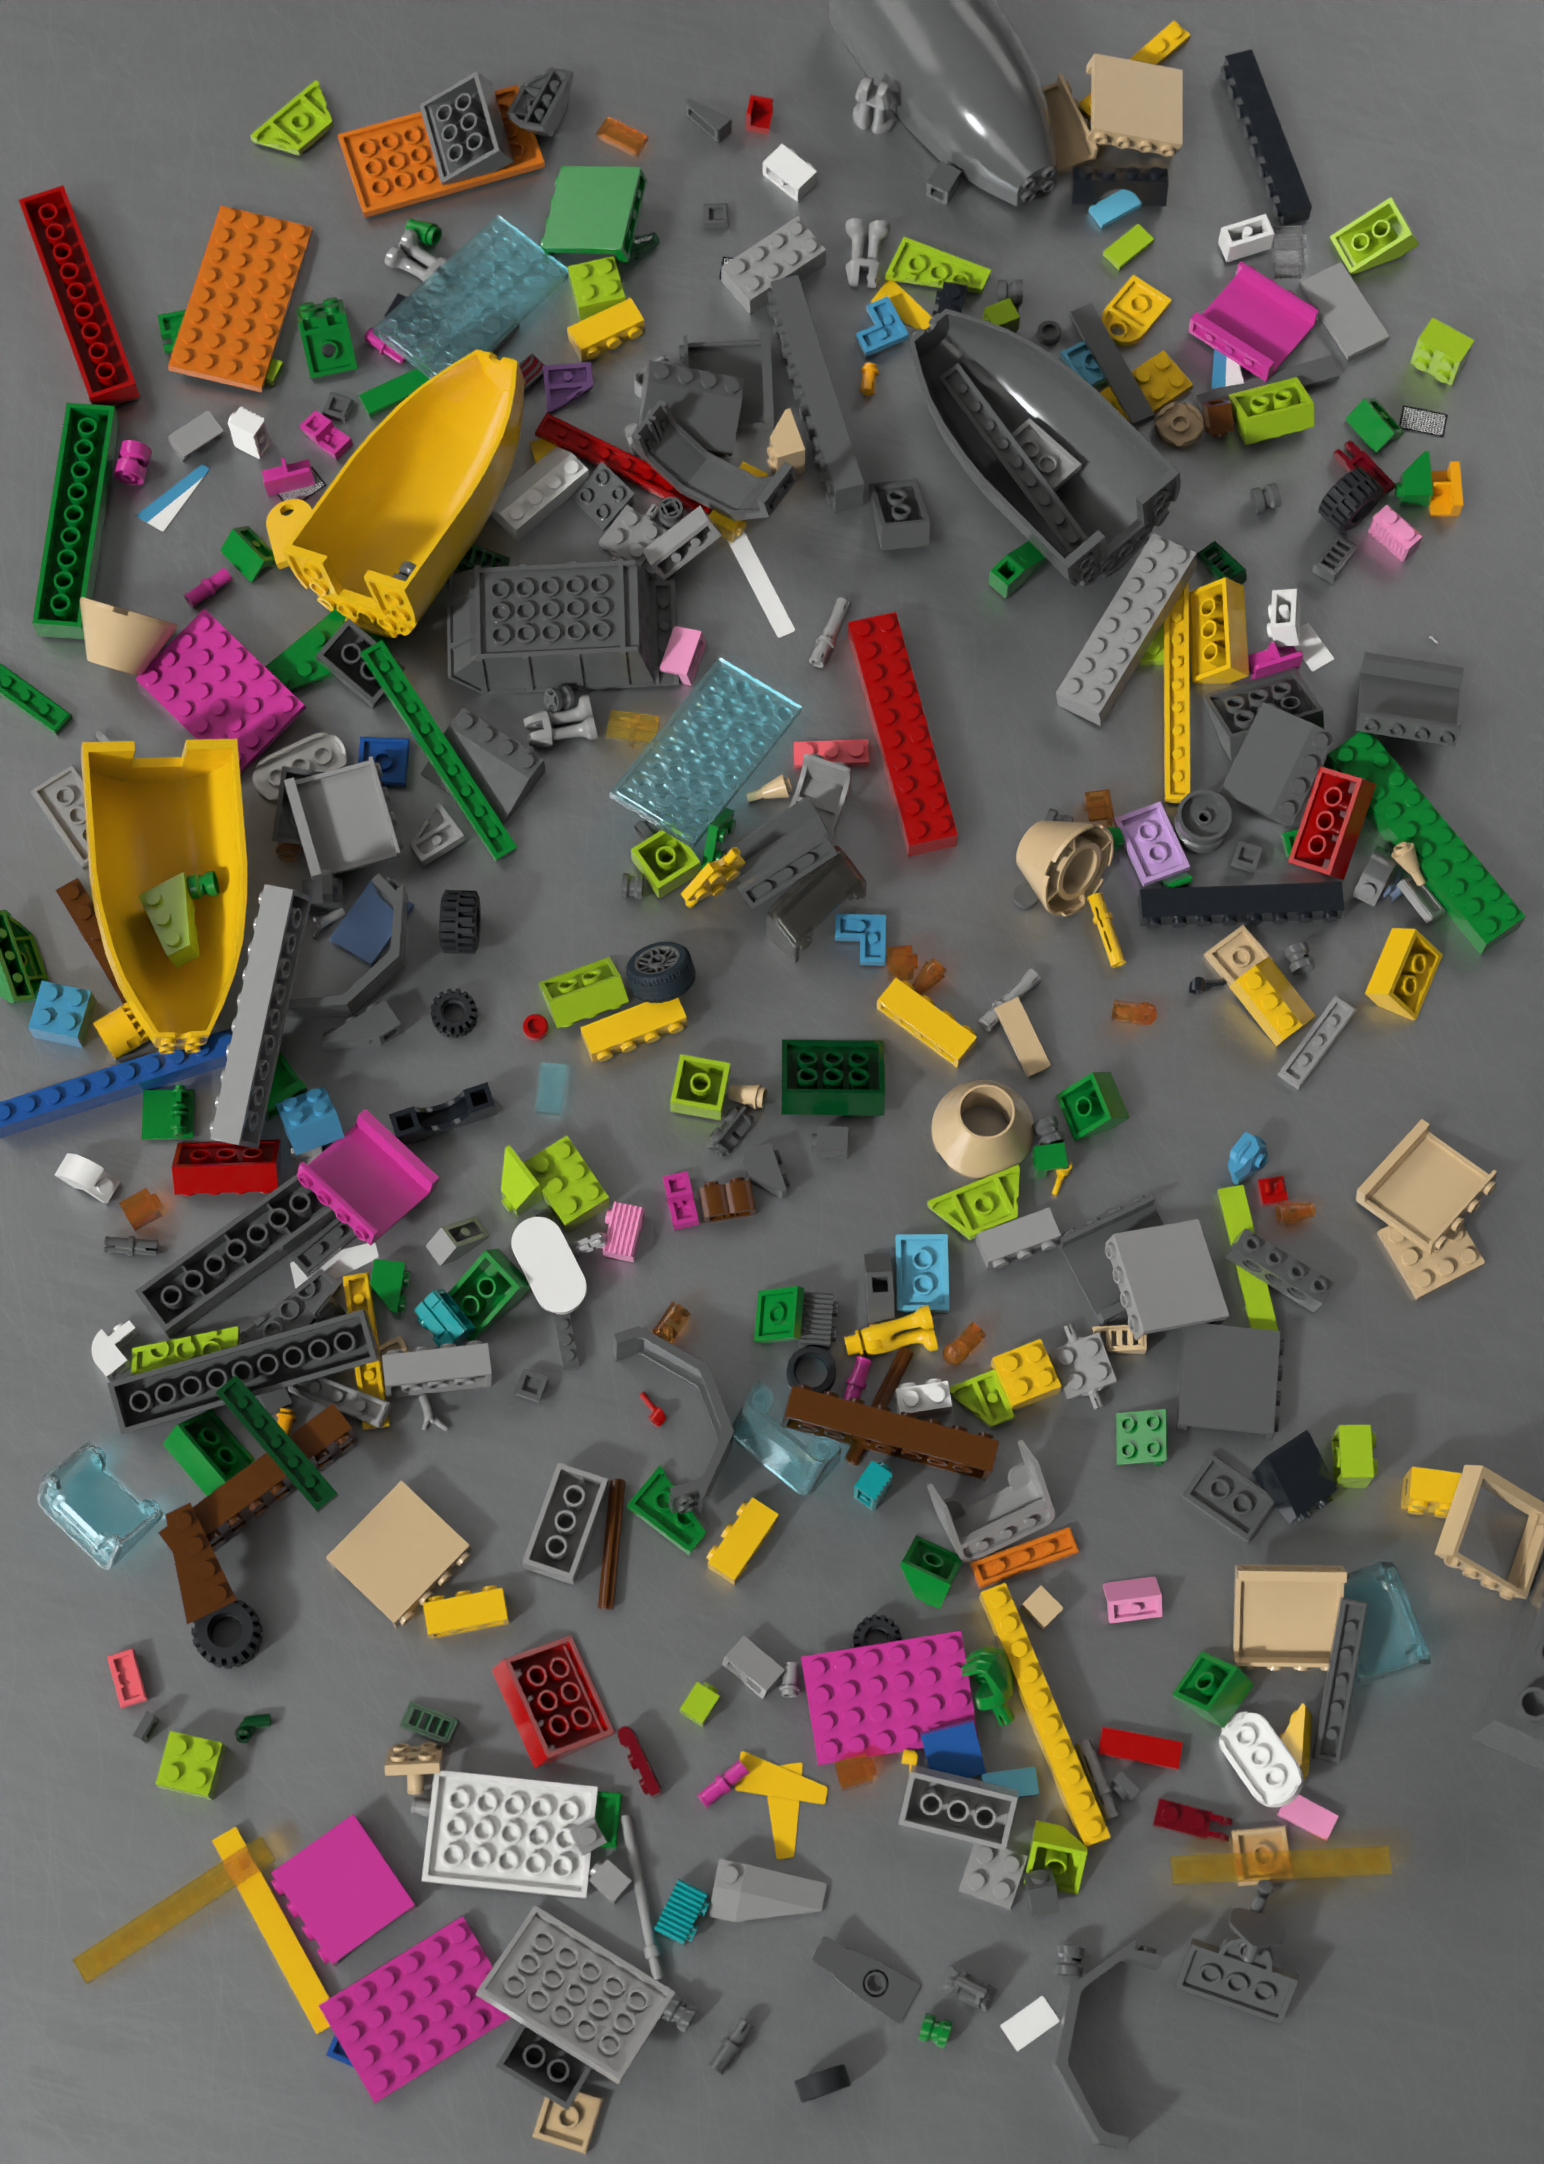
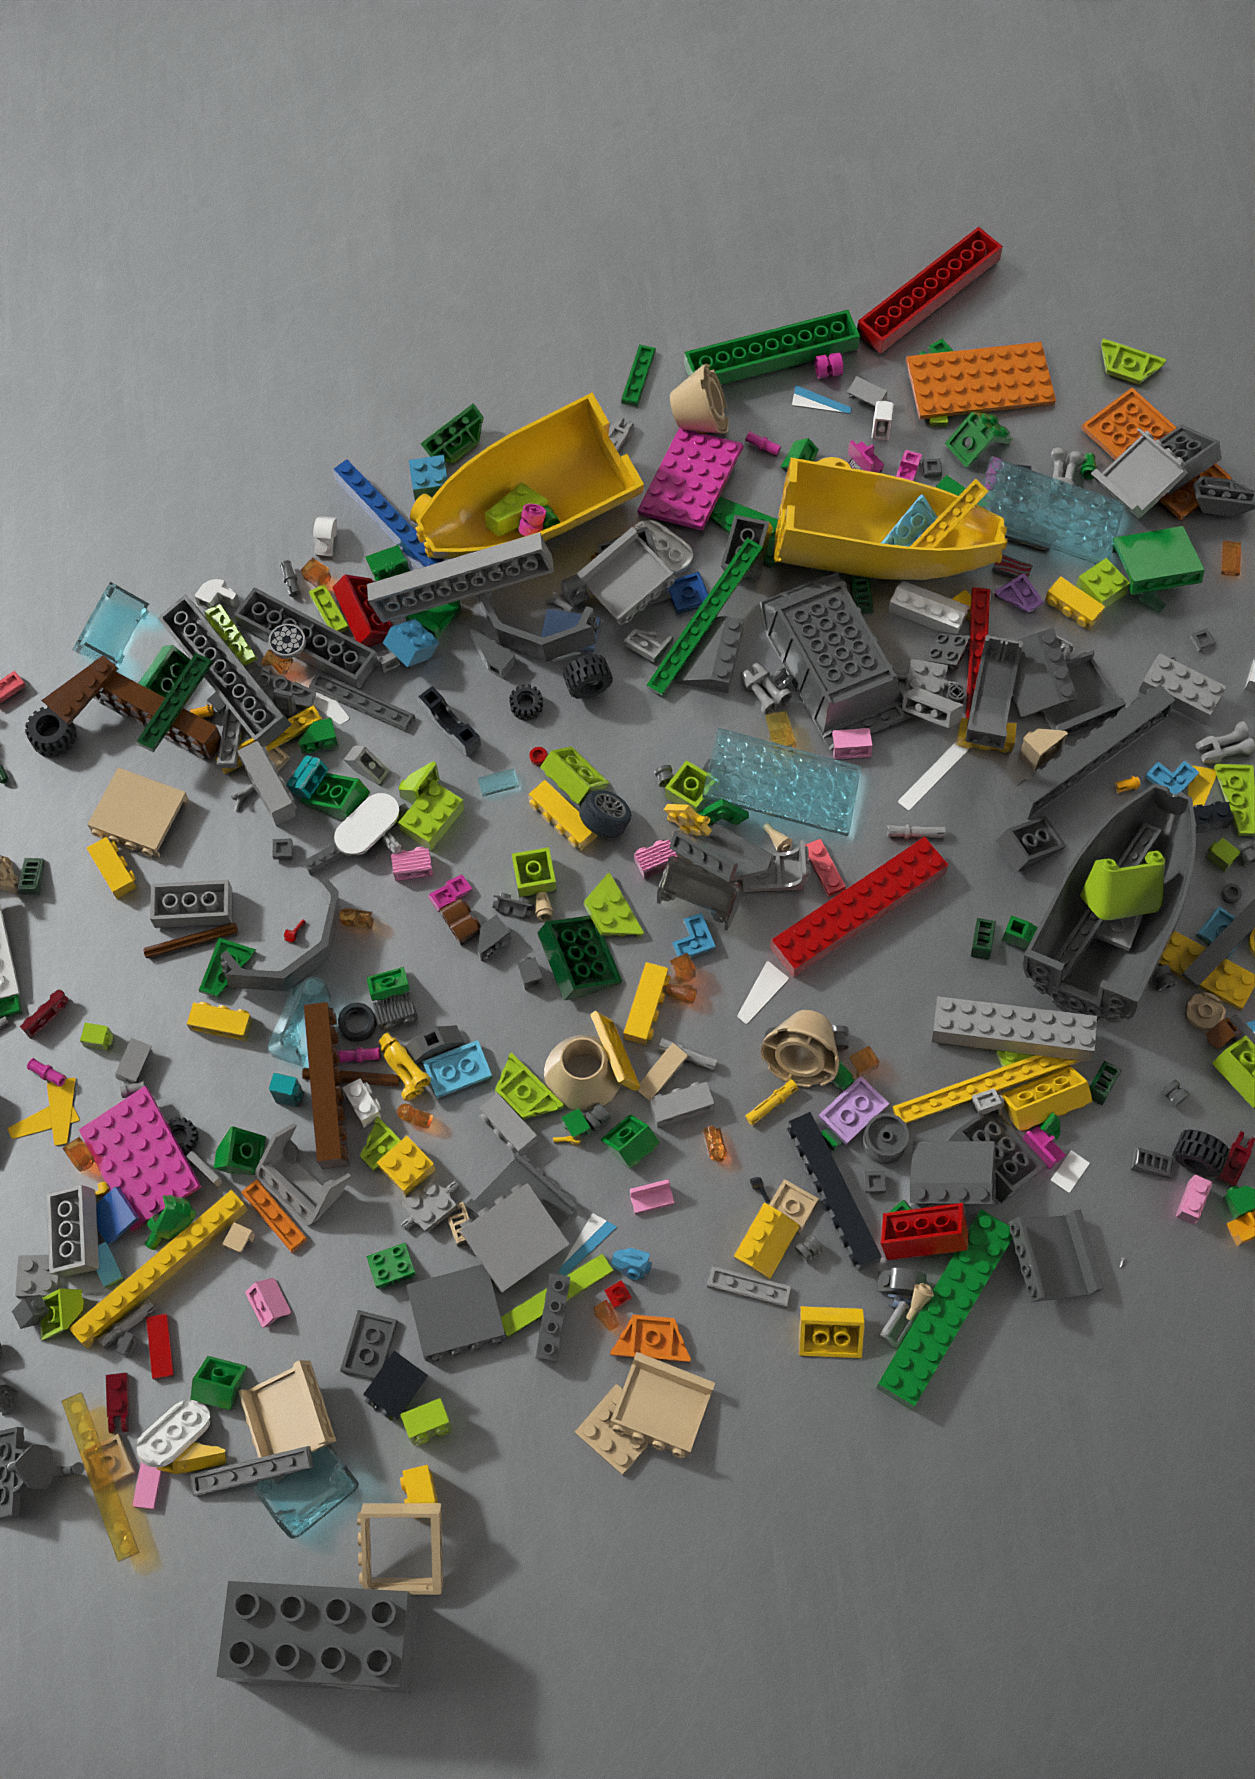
camera: 70 degrees right, 5 degrees down
(202, 1212) = (328, 609): none -> lime plate
(205, 902) = (532, 519): none -> dark pink wheel
(240, 1273) = (287, 641): none -> light grey tile
(254, 1299) = (280, 664): none -> clear orange panel
(368, 1178) = (381, 691): dark pink panel -> none
(430, 463) = (912, 524): none -> medium azure wing
(449, 418) = (951, 516): none -> yellow plate
(476, 175) = (1142, 474): none -> light grey panel
(552, 1701) = (69, 944): red slope -> none
(740, 938) = (653, 859): none -> bright pink brick
(786, 1017) = (611, 911): none -> lime wing
(935, 1621) = (204, 1169): none -> light grey tile
(956, 881) = (765, 987): none -> white sticker
(979, 1076) = (615, 1051): none -> yellow tile
(1008, 625) = (983, 950): none -> dark green slope
(1024, 437) = (1125, 891): none -> lime windscreen
(1069, 1030) = (681, 1103): none -> light grey brick
(1171, 1108) = (651, 1196): none -> bright pink panel
(1188, 1193) = (591, 1236): none -> dark azure sticker
(1202, 694) = (988, 1102): none -> light grey bracket
(1254, 640) = (1052, 1126): none -> green tile
(1285, 618) = (1079, 1140): white brick -> none
(1340, 1172) = (652, 1337): none -> orange wing

